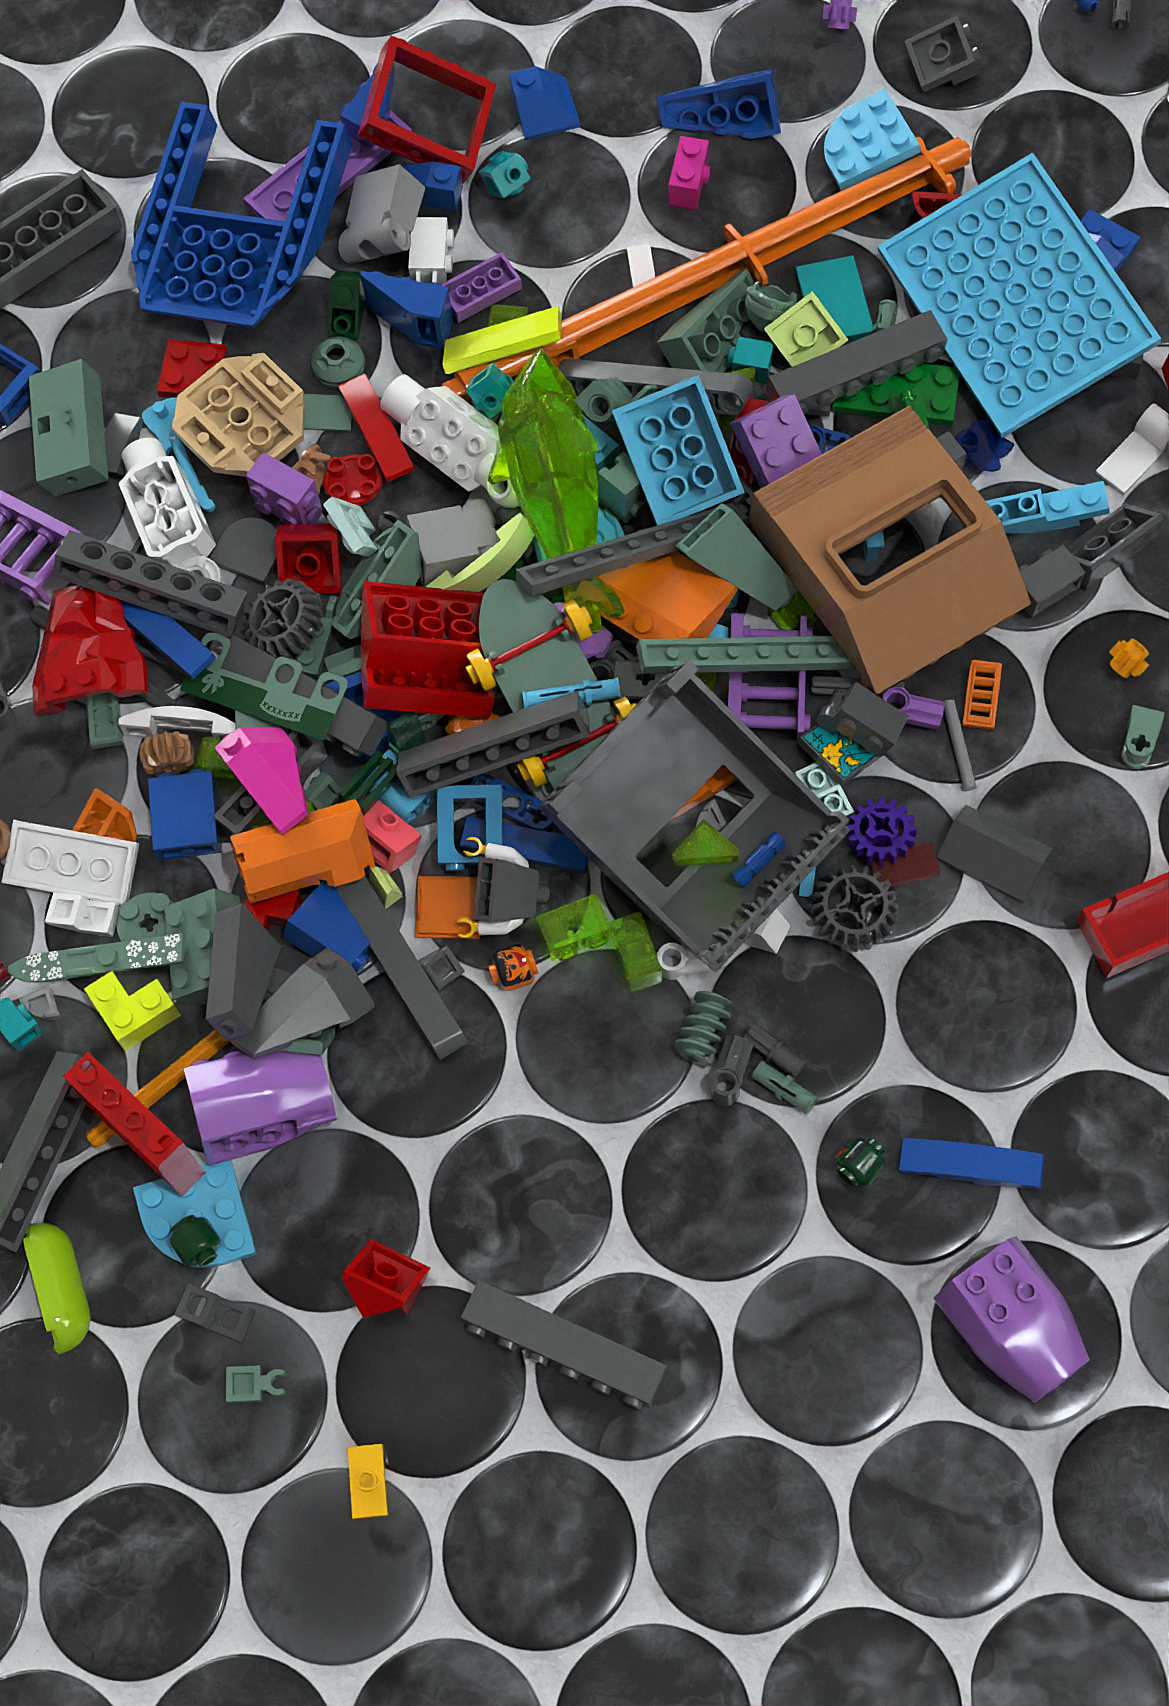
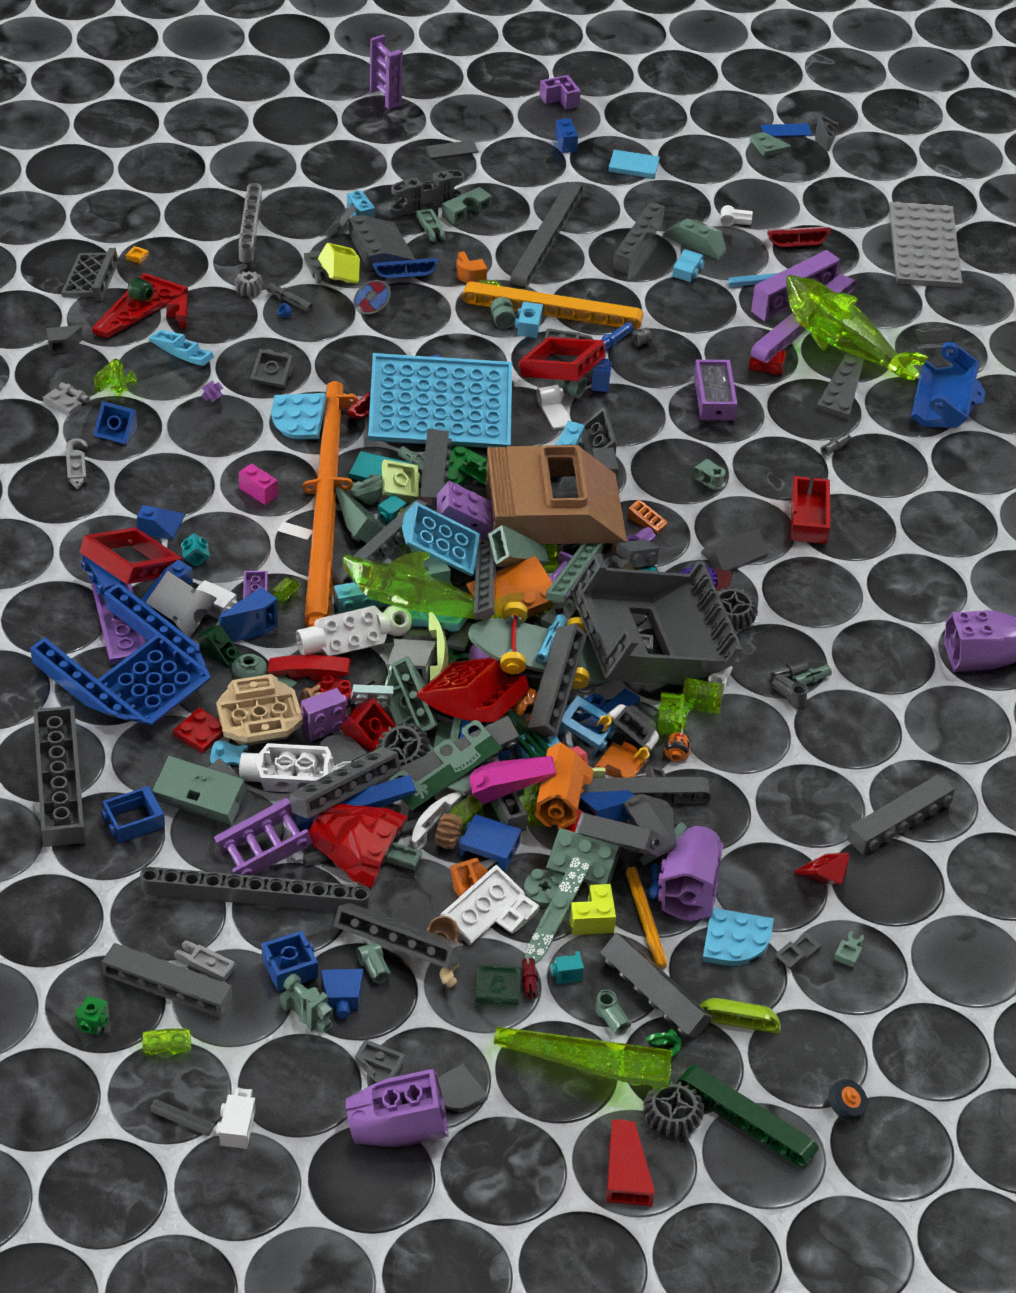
camera: 70 degrees left, 25 degrees down
(42, 1004) = (561, 951): light grey tile -> none
(134, 1124) = (688, 931): red window -> none
(195, 1241) = (758, 929): dark green head -> none
(367, 1481) = (930, 926): yellow plate -> none
(489, 389) = (337, 600): teal brick -> none
(502, 340) = (304, 588): neon yellow tile -> none
(606, 395) = (389, 551): sand green piece -> none
(701, 1027) = (761, 688): sand green piece -> none
(705, 846) = (672, 627): clear neon green slope -> none
(731, 106) = (230, 452): blue wedge -> none
(758, 859) = (692, 616): blue axle -> none
(860, 1162) = (870, 664): dark green head -> none
(959, 746) = (674, 539): light grey bar -> none
(972, 1163) = (895, 626): blue slope -> none
(1129, 658) = (666, 459): light orange gear -> none

